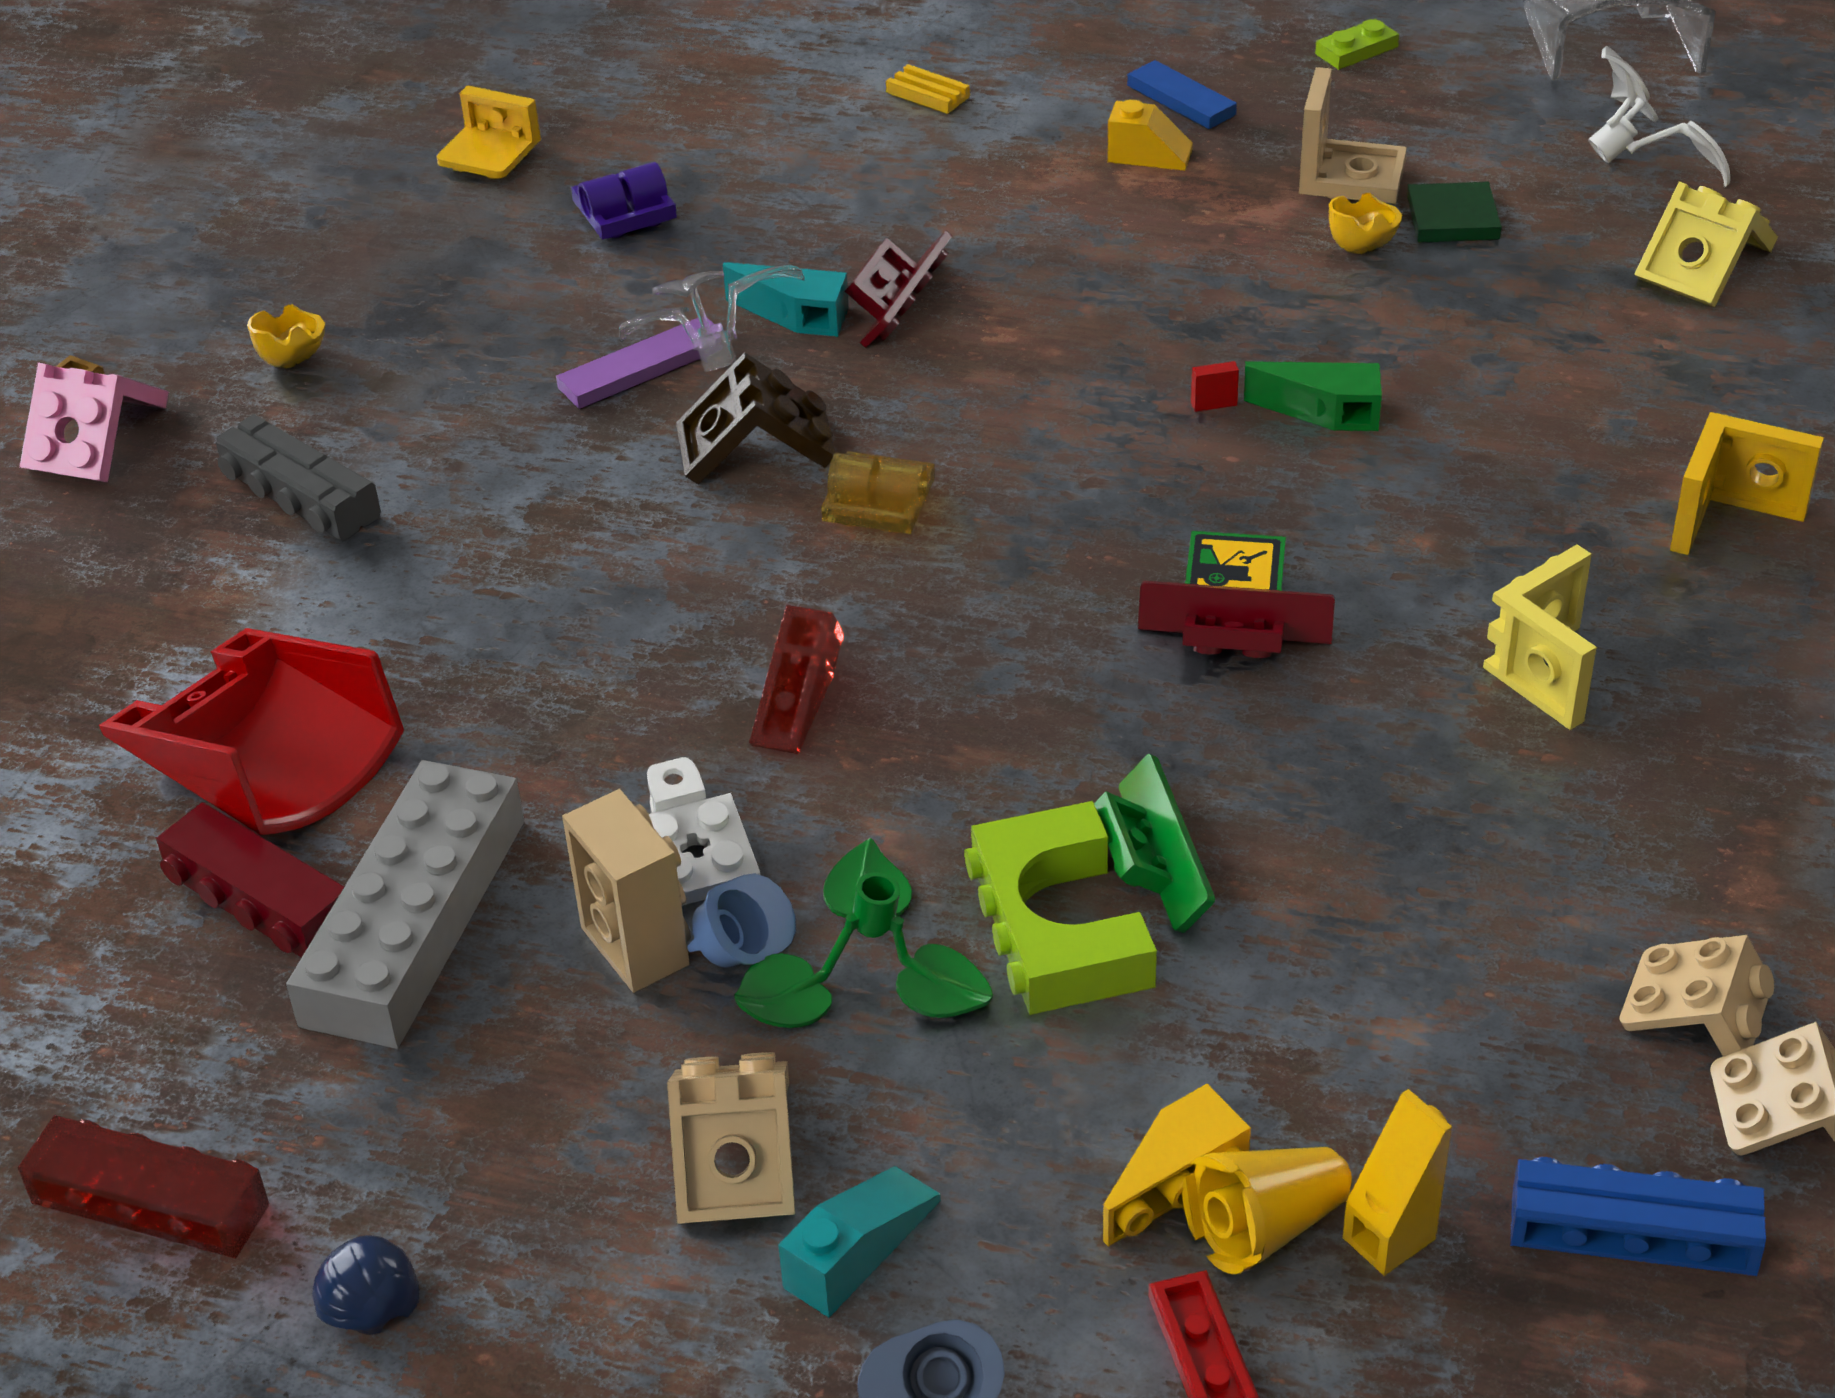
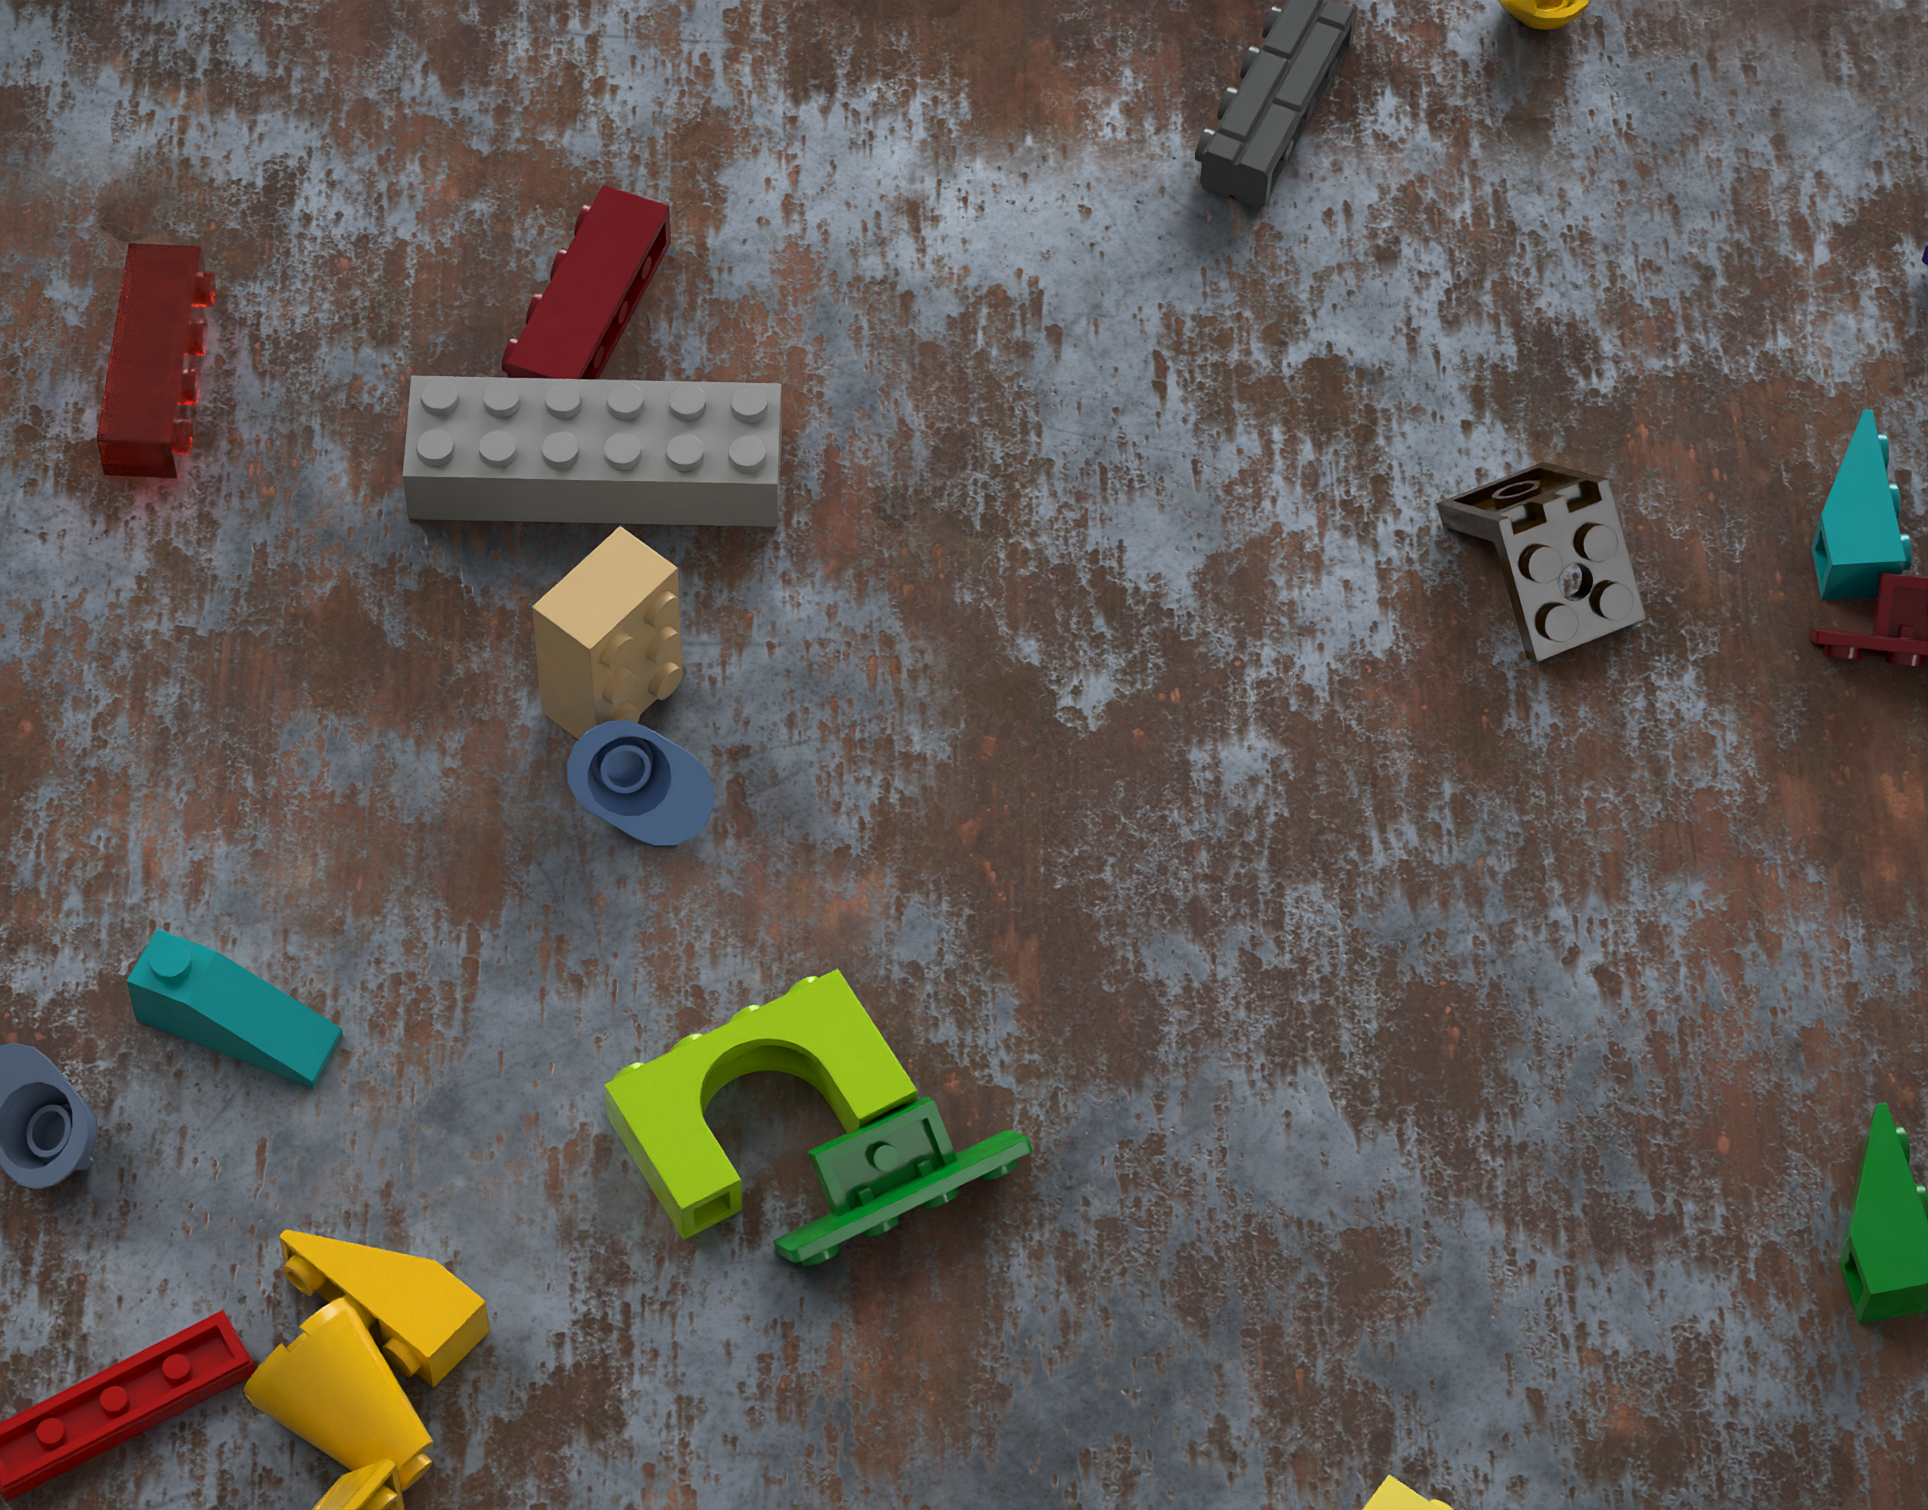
camera: 70 degrees right, 15 degrees up
(272, 731) = (798, 222): red windscreen -> none
(365, 1285) = (73, 593): dark blue hair -> none
(629, 366) = (1664, 388): medium lavender tile -> none
(693, 820) = (801, 686): white plate -> none
(713, 342) = (1702, 451): clear plant -> none
(724, 1106) = (334, 828): tan bracket -> none
(797, 678) = (1072, 727): clear red slope -> none
(871, 898) = (629, 1010): green plant -> none
(876, 491) = (1472, 723): clear yellow plate -> none
(1214, 386) = (1848, 1082): red tile -> none
(1235, 616) = (1337, 1200): dark red bracket -> none
(1236, 560) = (1451, 1180): piece -> none

